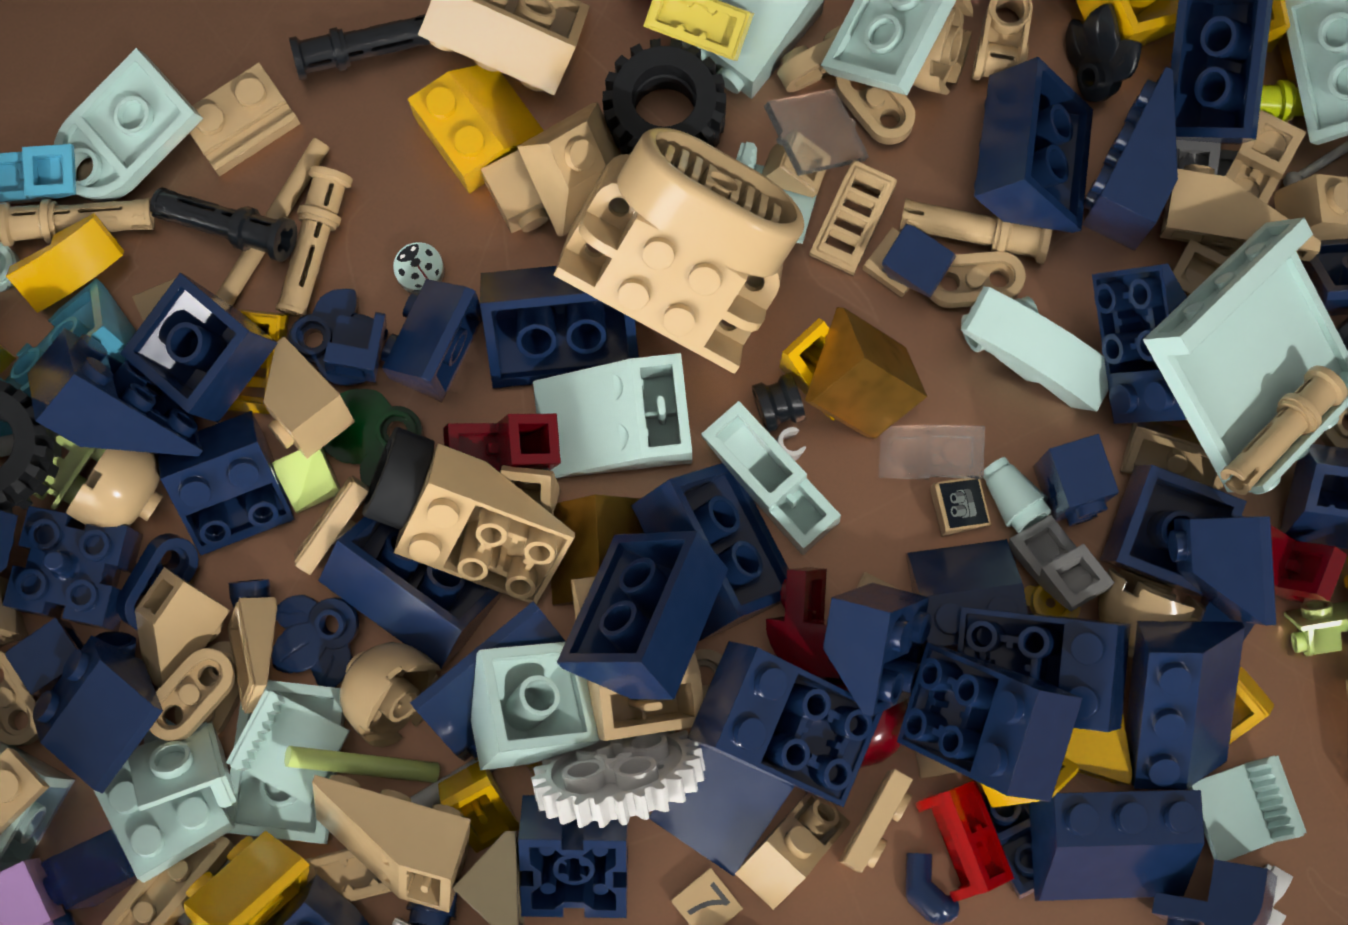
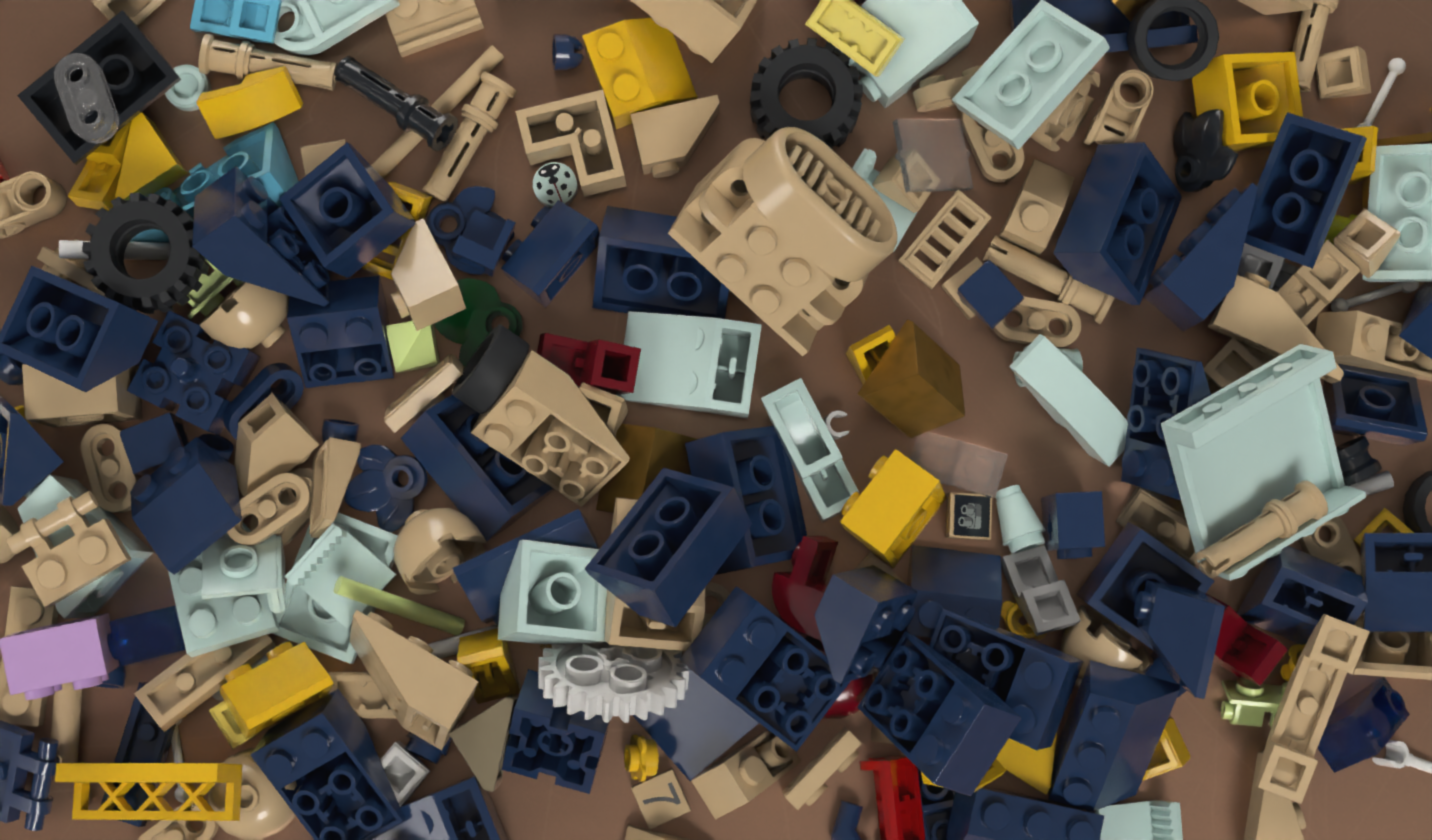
camera: 10 degrees right, 5 degrees up
(395, 125) = (563, 52): none -> dark blue hinge
(426, 200) = (575, 128): none -> tan brick
(568, 163) = (709, 128): tan slope -> none
(673, 863) = (641, 757): none -> yellow plate
(778, 402) = (835, 386): black wheel -> none
(876, 514) = (893, 507): none -> yellow slope
(943, 160) = (1037, 208): none -> tan slope
(1304, 101) = (1367, 241): none -> tan slope

